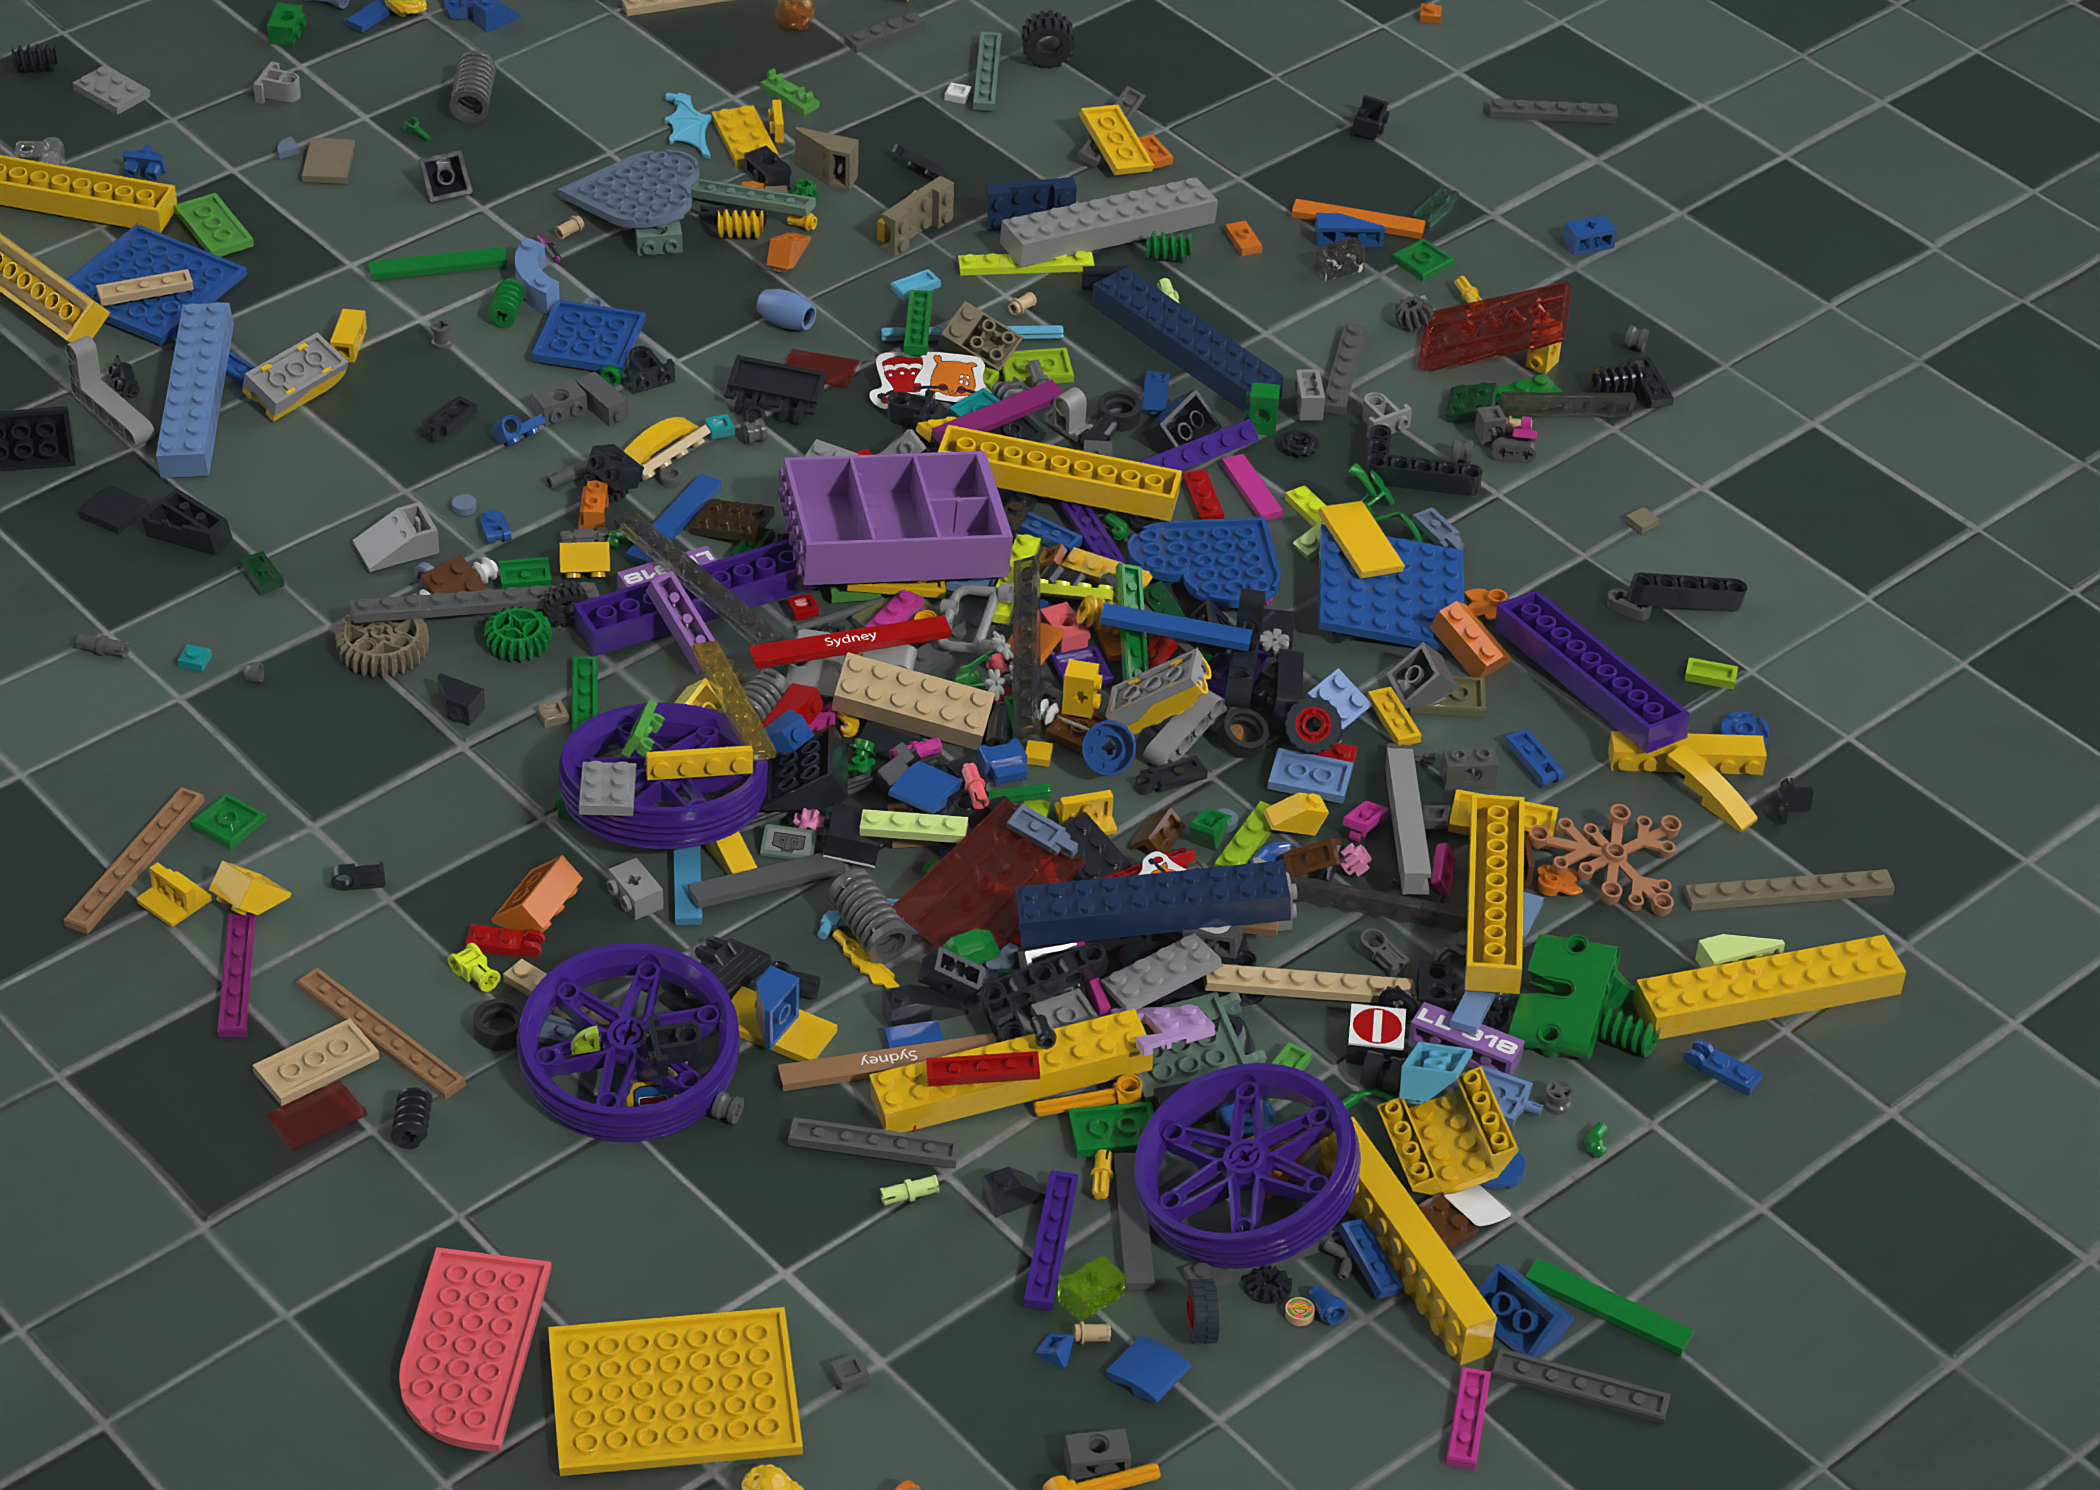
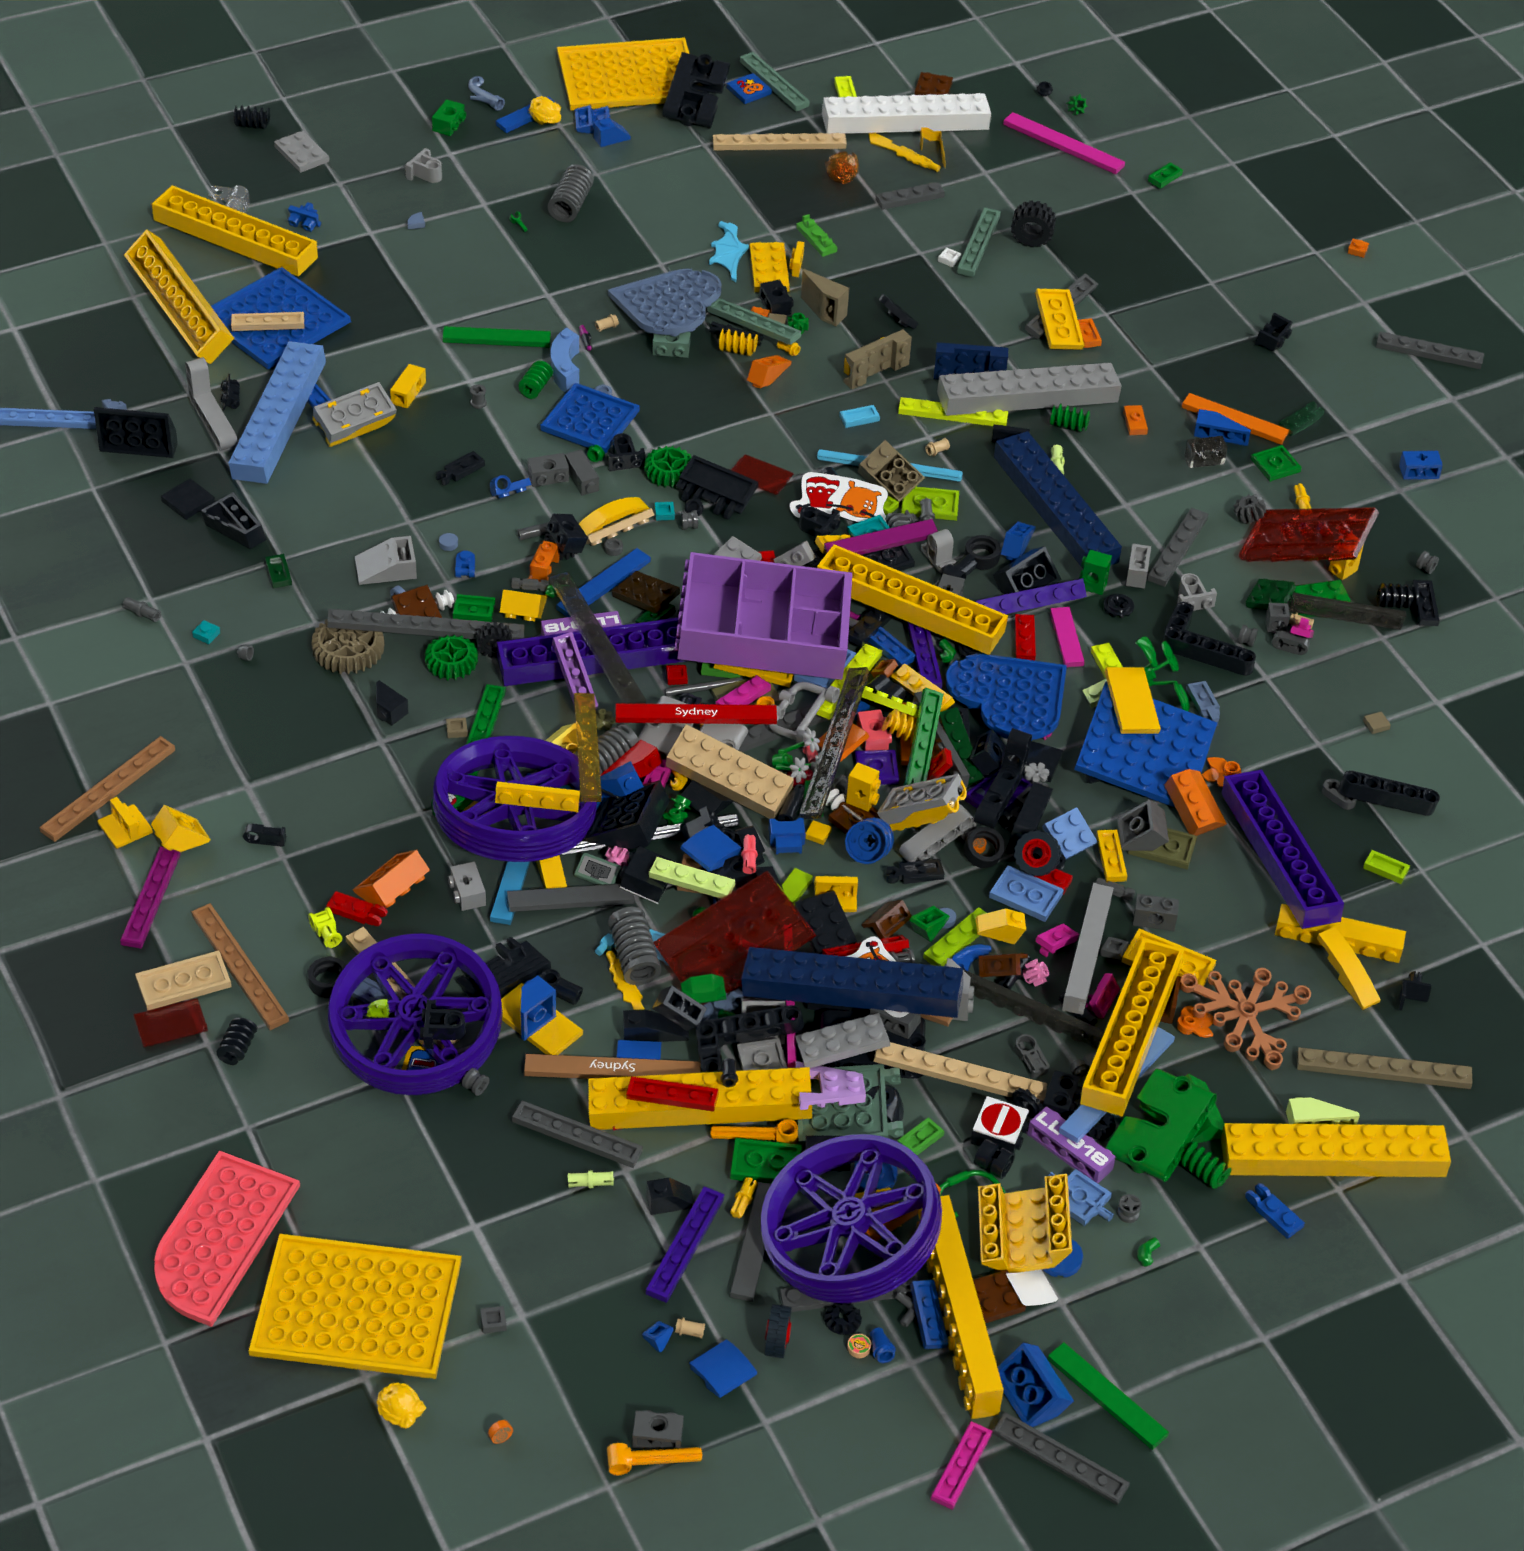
camera: 15 degrees right, 5 degrees up
(214, 225) = (339, 277): bright green plate -> none
(228, 821) = (186, 770): green tile -> none
(328, 160) = (443, 236): dark tan tile -> none
(445, 176) = (524, 265): black slope -> none
(607, 788) = (460, 805): light grey plate -> none
(645, 723) = (499, 768): bright green plate -> none
(704, 375) = (666, 465): none -> green gear
(786, 309) = (748, 421): medium blue piece -> none
(918, 323) = (846, 450): green plate -> none
(923, 748) = (725, 813): dark pink pin -> none
(1023, 793) = (789, 864): green axle -> none
(1042, 831) = (785, 904): sand blue hinge -> none
(1091, 1288) = (701, 1291): clear neon green brick -> none
(1175, 627) = (954, 749): blue tile -> none
(1431, 1070) = (1028, 1166): medium azure slope -> none
(1534, 757) = (1213, 912): blue plate -> none
(1744, 724) = (1397, 918): blue tile -> none

